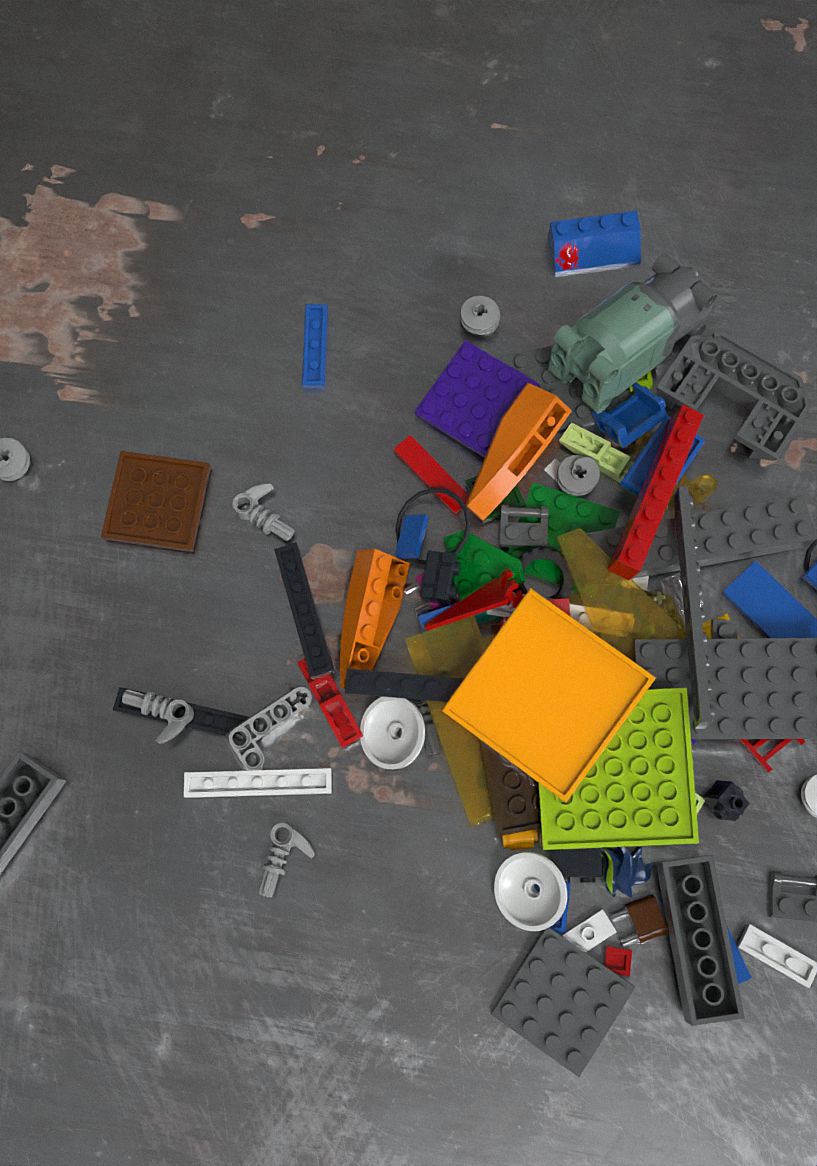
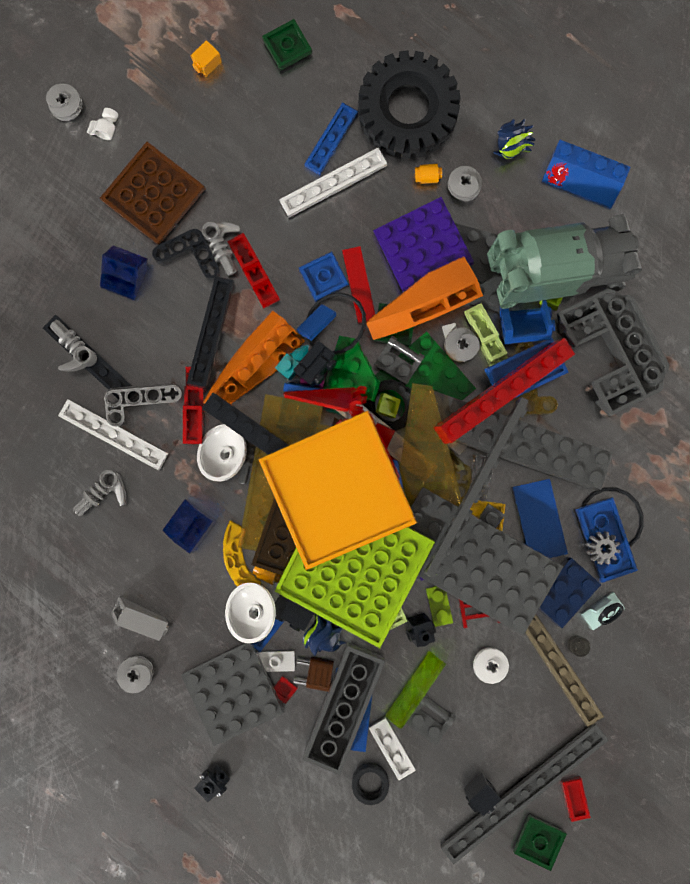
camera: 30 degrees right, 10 degrees up
(65, 461) = (104, 126): none -> white piece
(137, 336) = (205, 58): none -> light orange brick
(170, 600) = (122, 272): none -> clear blue slope
(215, 279) = (287, 44): none -> dark green plate
(232, 532) = (194, 246): none -> black beam
(312, 521) = (253, 270): none -> red slope
(343, 387) = (333, 182): none -> white plate
(383, 306) = (400, 136): none -> black tyre
(389, 486) = (323, 276): none -> blue tile
(401, 835) = (188, 526): none -> clear blue slope
(407, 976) = (139, 619): none -> light grey slope
(409, 592) = (290, 361): none -> teal plate
(431, 1057) = (142, 667): none -> light grey piece
(436, 326) = (428, 173): none -> light orange brick
(471, 842) = (234, 556): none -> yellow tile
(503, 247) = (514, 139): none -> dark blue hair
(542, 577) = (388, 405): none -> lime plate
(604, 1122) = (212, 783): none -> black brick
(726, 762) = (439, 606): none -> lime plate
(761, 872) = (415, 690): none -> clear neon green plate
(801, 1012) = (367, 799): none -> black tyre

